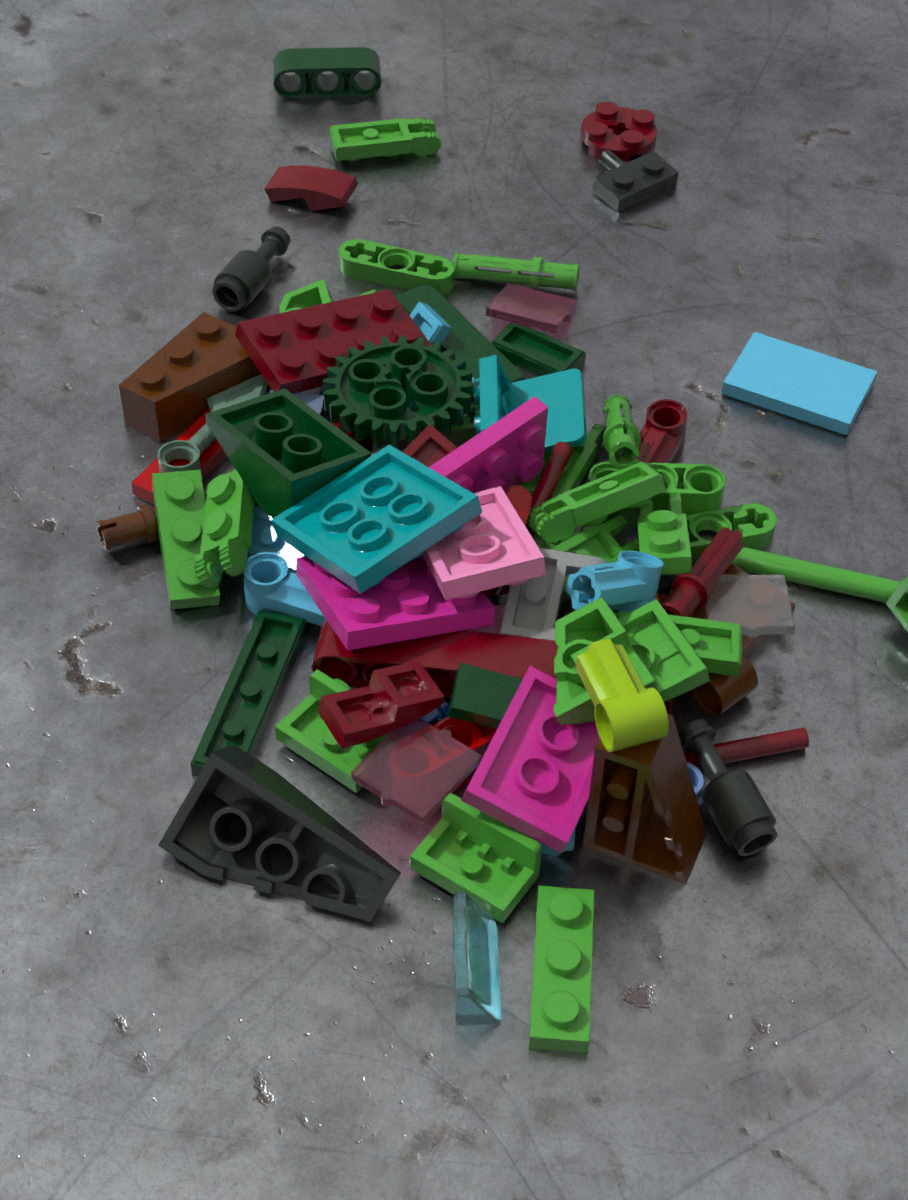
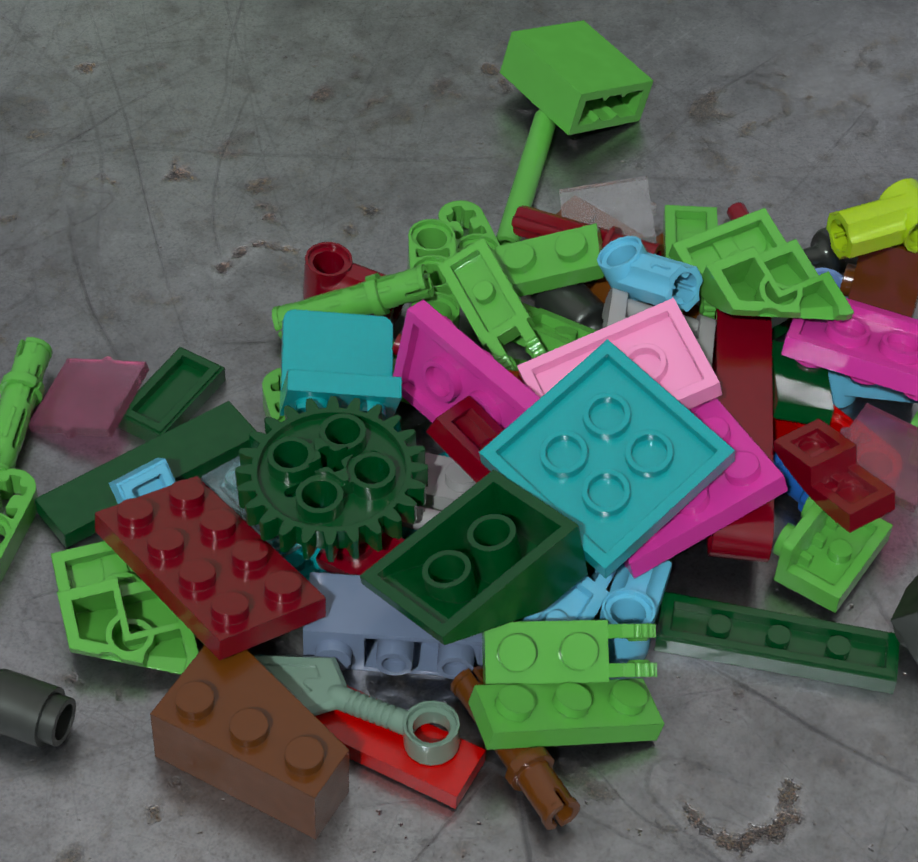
camera: 95 degrees left, 0 degrees up
(799, 383) = (225, 177): medium azure tile -> none

